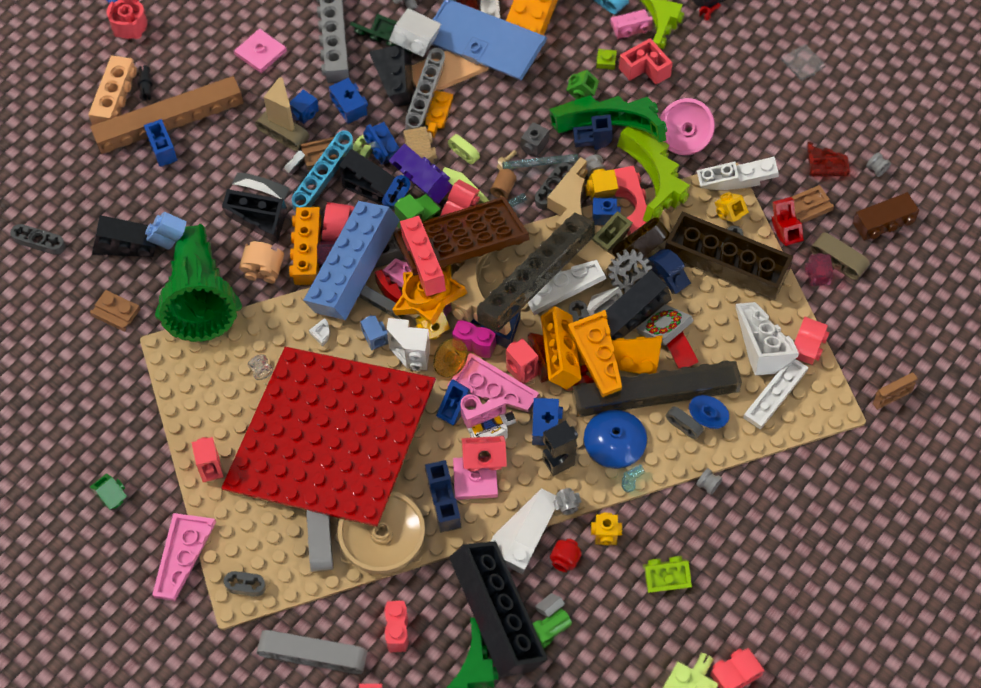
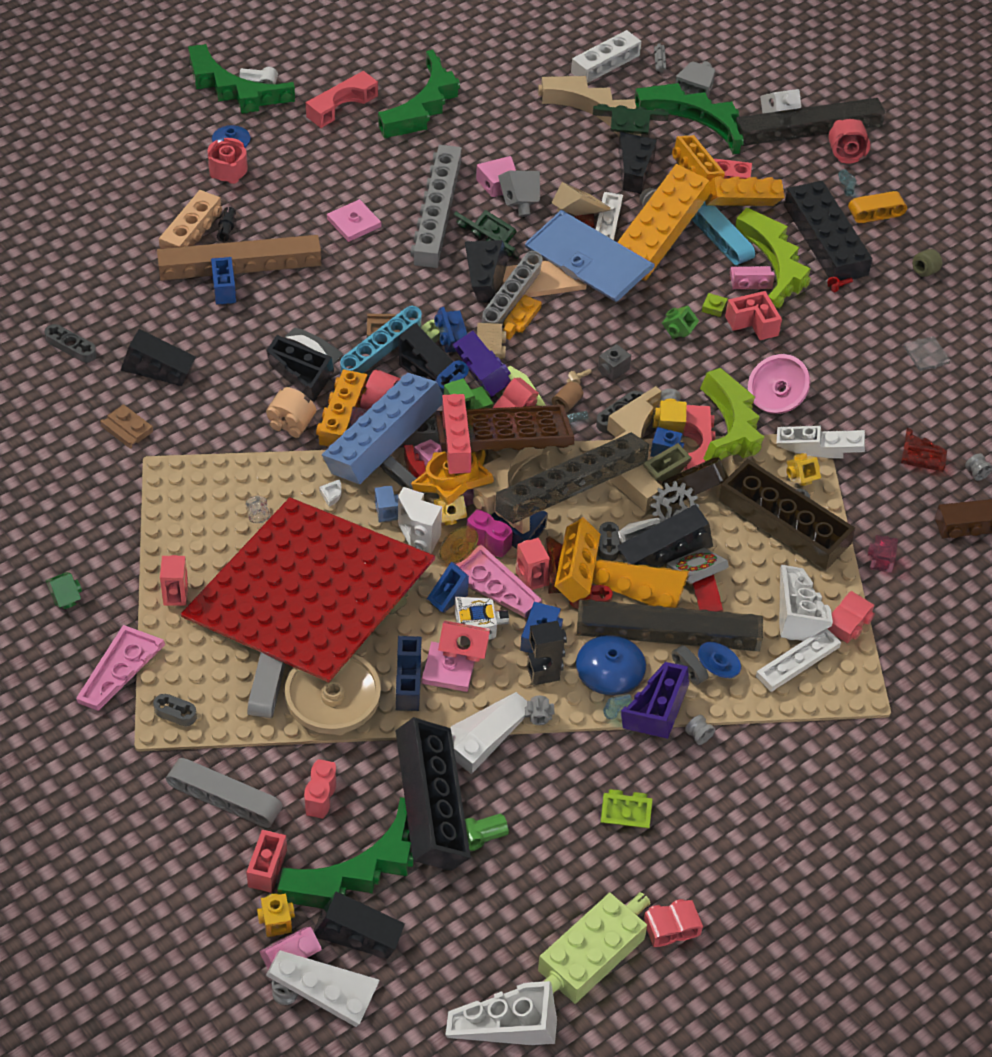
camera: 10 degrees right, 10 degrees down
(165, 230) = (201, 357): light blue brick -> none
(196, 299) = (211, 426): green cone -> none
(278, 105) = (354, 268): tan slope -> none
(289, 138) = (352, 296): dark tan beam -> none
(298, 157) = (359, 328): white tile -> none
(303, 107) = (381, 280): blue brick -> none
(348, 100) = (430, 284): blue brick -> none
(415, 32) = (517, 232): white brick -> none
(463, 149) = (536, 355): yellowish green beam -> none
(481, 413) = (468, 599): bright pink plate -> none
(540, 161) = (610, 384): clear light blue bar -> none
(549, 605) = (490, 808): light grey tile -> none
(565, 555) = (522, 764): red head -> none
(567, 284) = (600, 503): white wing -> none
(597, 135) = (682, 371): dark blue brick -> none
(597, 351) = (614, 567): light orange wing -> none
(606, 529) = (573, 749): yellow brick -> none
(636, 114) = (706, 352): green arch -> none
(668, 468) = (658, 703): none -> dark purple wedge
(670, 267) = (719, 511): dark blue brick -> none
(785, 223) = (859, 498): red brick -> none
(811, 204) = (891, 489): medium nougat plate -> none
(842, 256) = (911, 545): dark tan beam -> none
(895, 390) = (930, 688): medium nougat plate -> none

